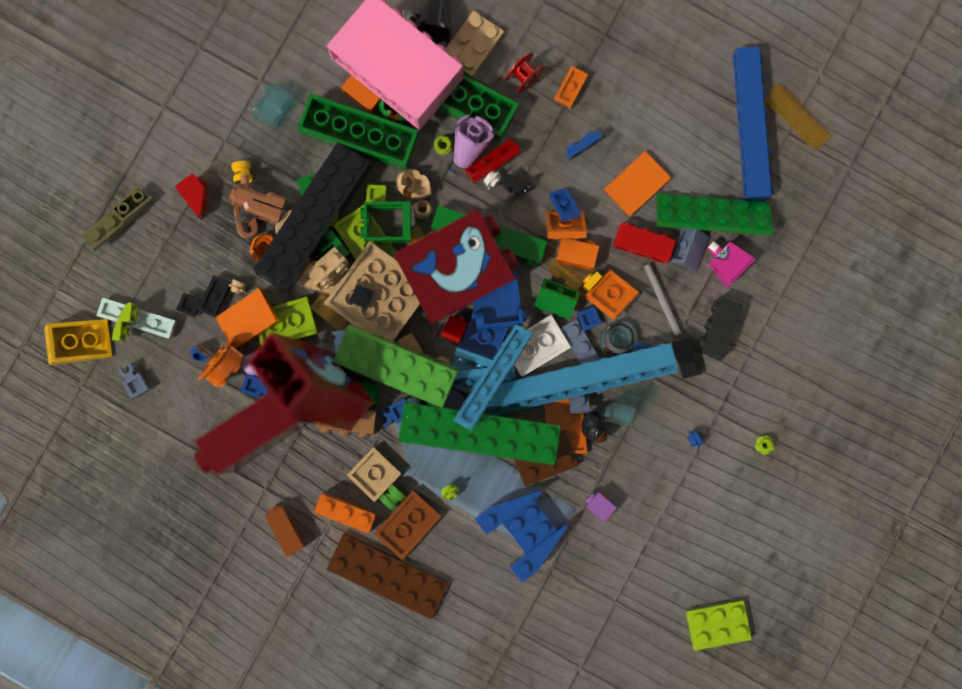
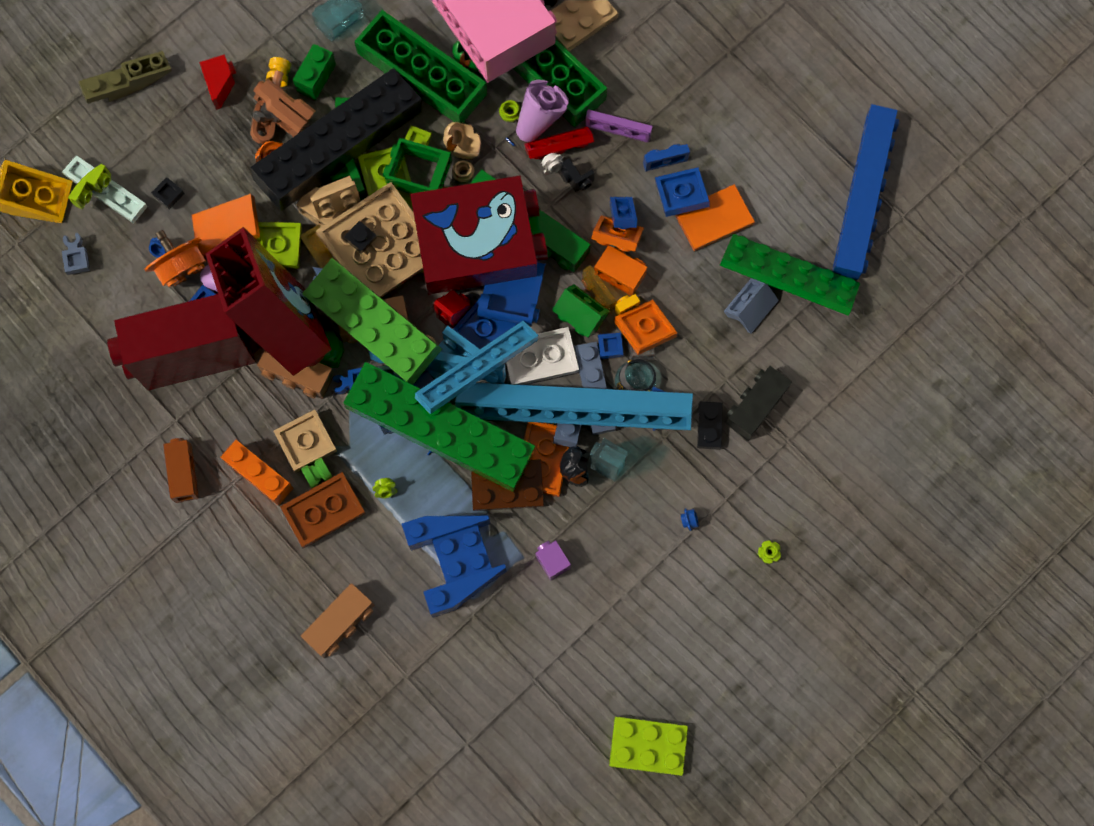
camera: 15 degrees right, 10 degrees down
(214, 296) = (199, 192): black plate -> none
(237, 286) = (228, 190): tan plate -> none
(271, 163) = (314, 72): none -> green brick
(361, 95) = (437, 30): orange brick -> none
(387, 576) = (277, 561): reddish brown plate -> none
(451, 608) = (338, 621): none -> medium nougat brick
(525, 72) = (624, 56): red piece -> none
(536, 130) = (618, 126): none -> medium lavender tile
(570, 87) = (672, 92): orange plate -> none
(605, 171) = (682, 192): none -> blue plate
(644, 242) = (700, 281): red brick -> none
(662, 299) = (702, 352): light grey bar -> none
(728, 261) = (791, 332): dark pink torso -> none
(796, 117) = (918, 201): clear yellow plate -> none

